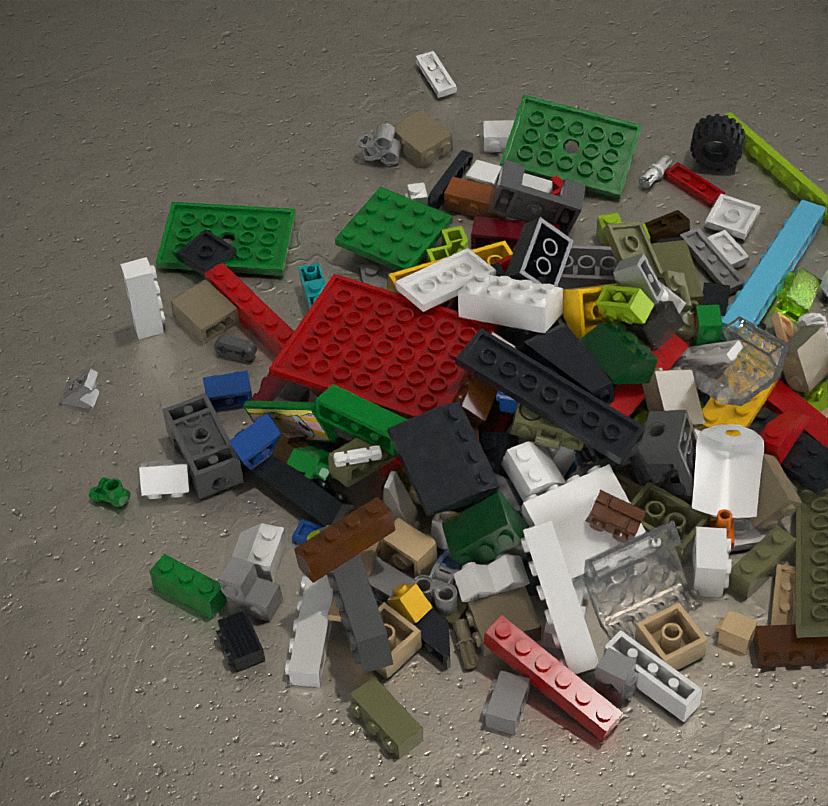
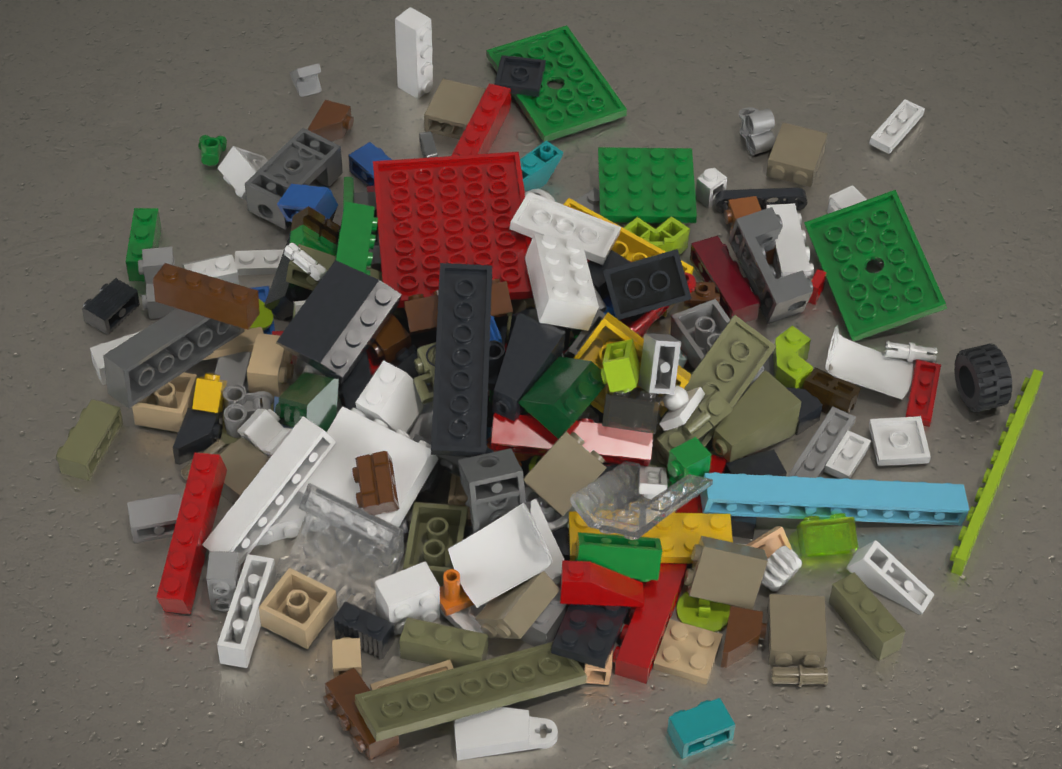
camera: 55 degrees right, 0 degrees up
(149, 397) = (332, 121): none -> reddish brown slope
(268, 511) = (257, 261): none -> white plate
(654, 201) = (868, 367): none -> white piece
(715, 604) = (374, 631): none -> black brick
(765, 406) = (629, 557): none -> green brick

